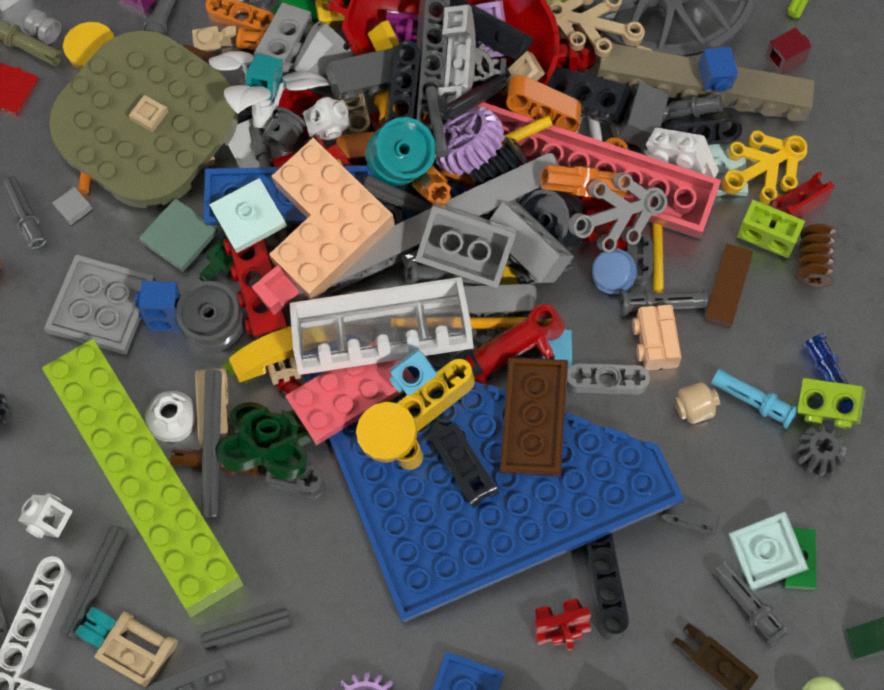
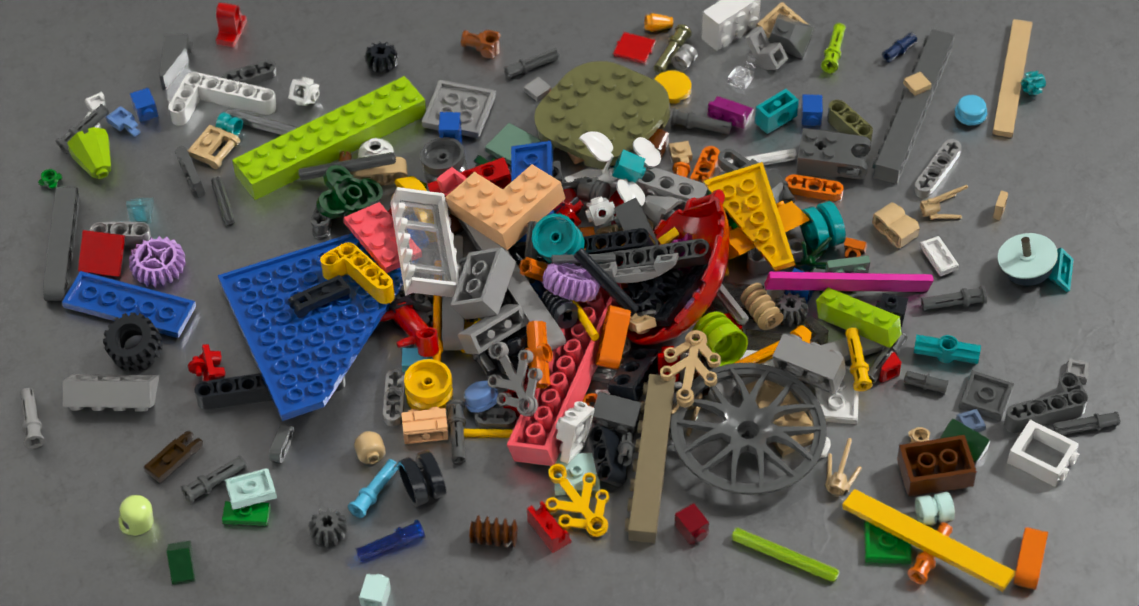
camera: 90 degrees right, 15 degrees down
(148, 113) = (598, 109): tan tile -> none
(248, 215) = (509, 163): light aqua plate -> none
(386, 432) = (340, 245): yellow tile -> none
(418, 360) = (383, 256): medium azure brick -> none
(534, 417) = (351, 333): reddish brown tile -> none
(603, 329) = (428, 385): none -> yellow wheel
(718, 69) = (650, 451): blue brick -> none
(728, 285) = (473, 477): reddish brown tile -> none
(753, 331) = (422, 478): none -> black wheel
(770, 228) = (515, 497): lime brick -> none
(833, 395) = (363, 529): lime brick -> none

